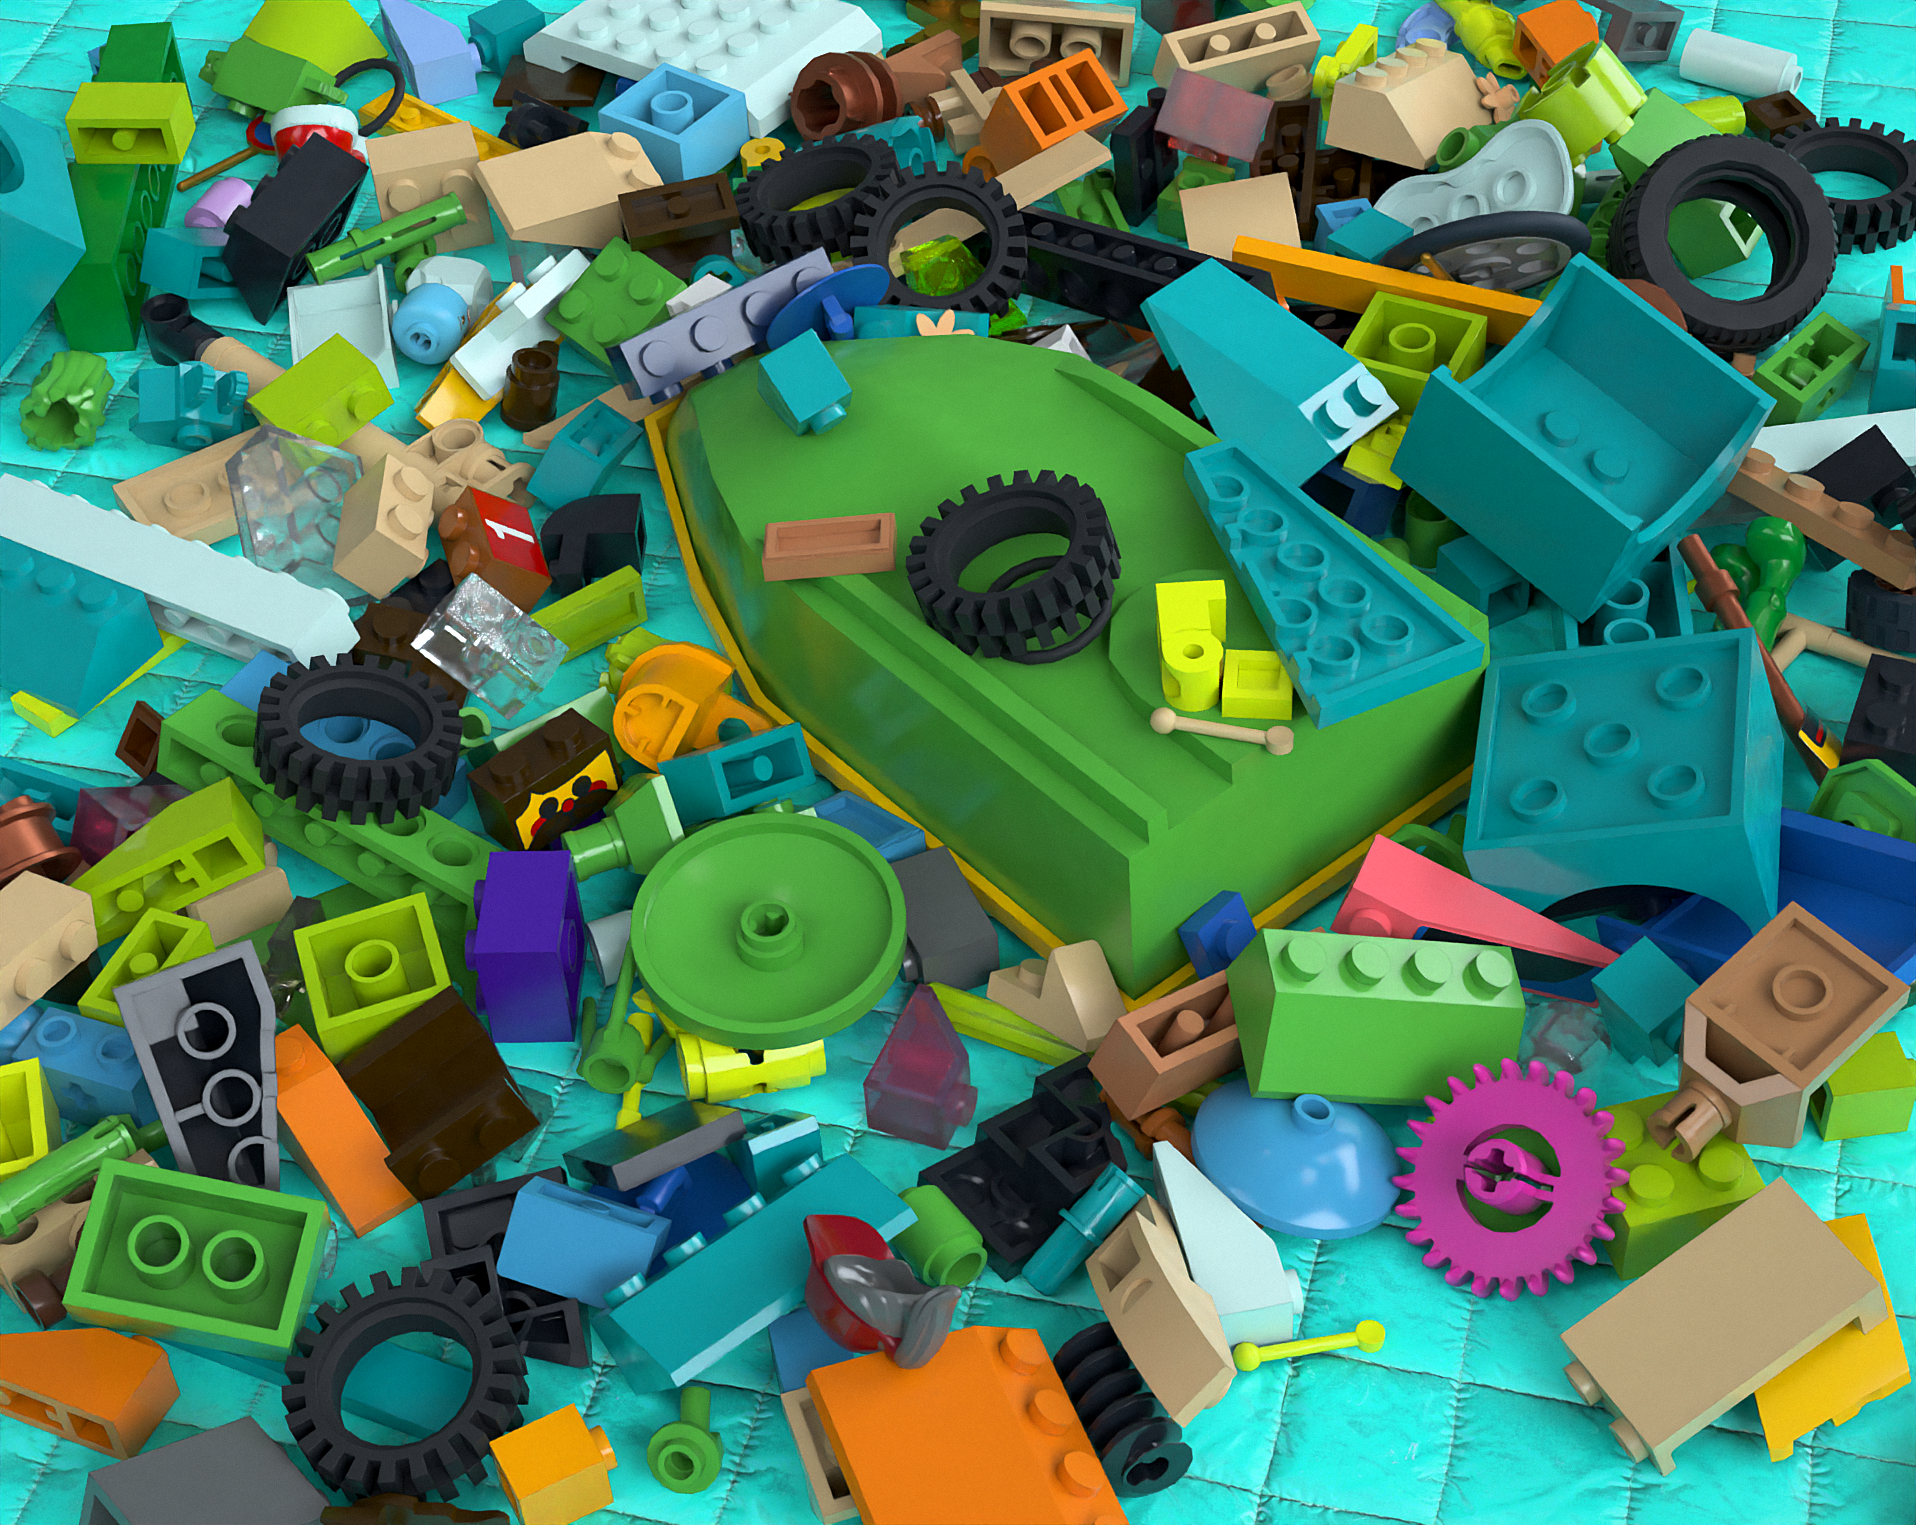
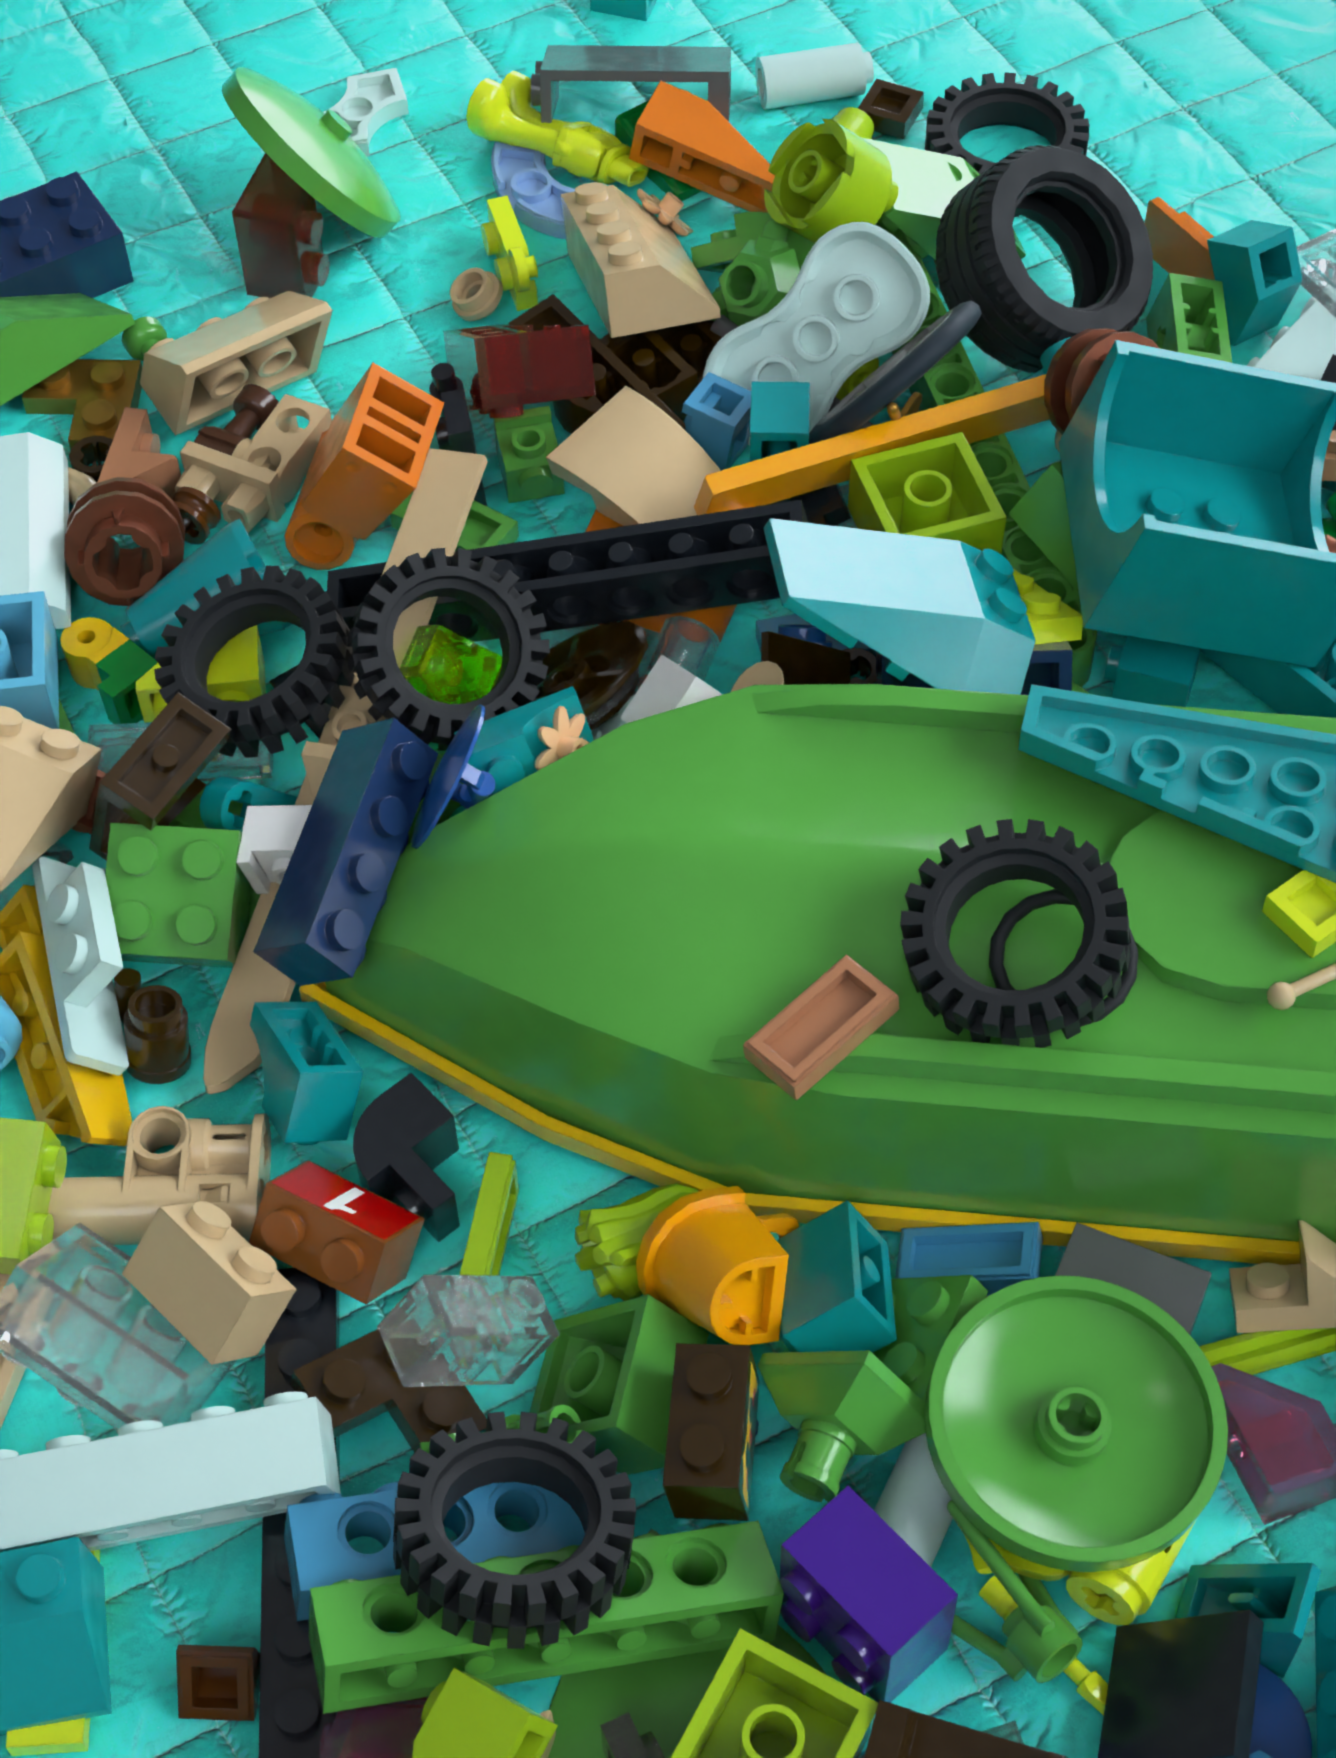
camera: 45 degrees left, 10 degrees up
(804, 385) = (602, 879): teal slope -> none
(1189, 642) = (1235, 912): neon yellow leg -> none
(1241, 48) = (410, 290): tan brick -> none

